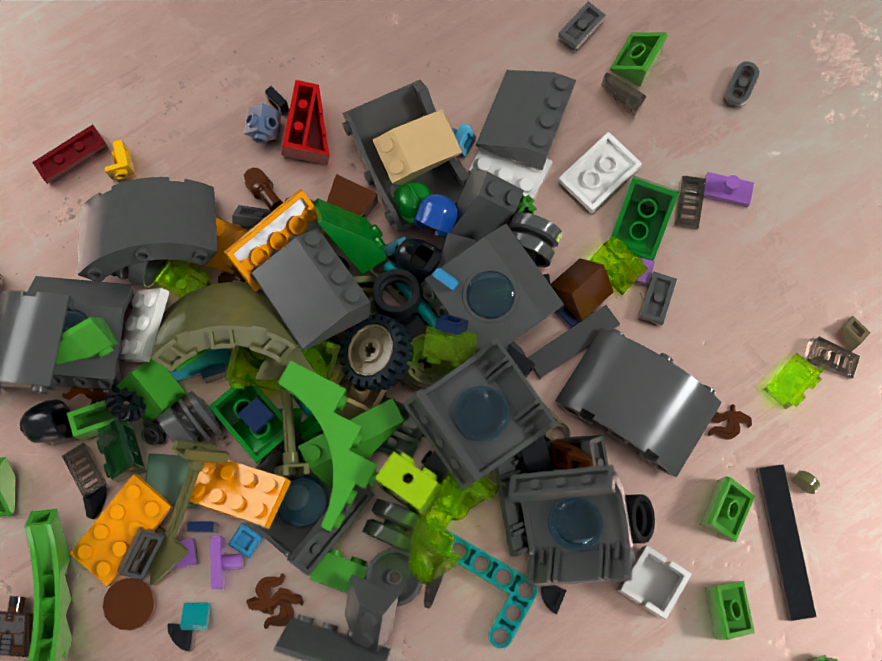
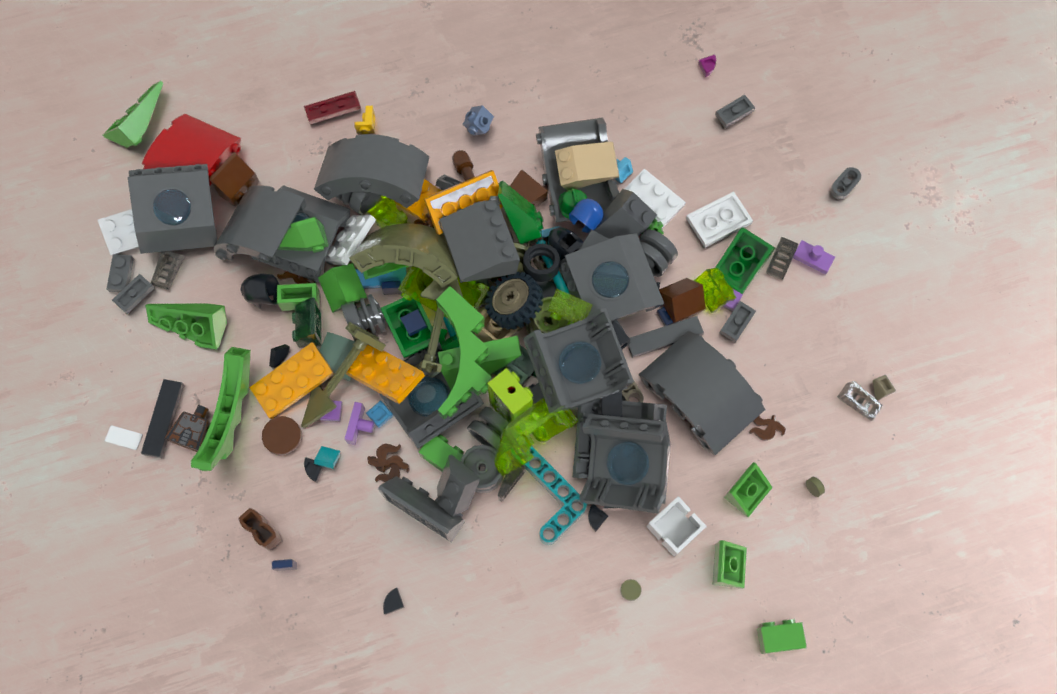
camera: 15 degrees right, 5 degrees down
(77, 454) = (273, 319): clear smoke slope -> none
(129, 413) = (325, 295): black gear -> none
(137, 551) = (304, 386): dark grey tile -> none
(152, 432) = (332, 321): dark grey plate -> none
(202, 527) = (351, 395): dark blue tile -> none
(277, 100) = (493, 107): black tile -> none
(305, 125) = (508, 131): red wedge -> none
(446, 278) = (580, 258): dark azure tile -> none
(451, 324) = (575, 292): dark blue tile -> none
(526, 115) = (675, 164): dark grey slope -> none
(568, 456) = (637, 411): reddish brown slope -> none
(625, 95) = (753, 168): clear smoke slope -> none
(639, 55) = (772, 143): bright green slope -> none
(640, 518) = (682, 477): black tyre -> none
(786, 543) = (787, 528): black tile -> none
(792, 381) = (825, 409): clear neon green bracket -> none

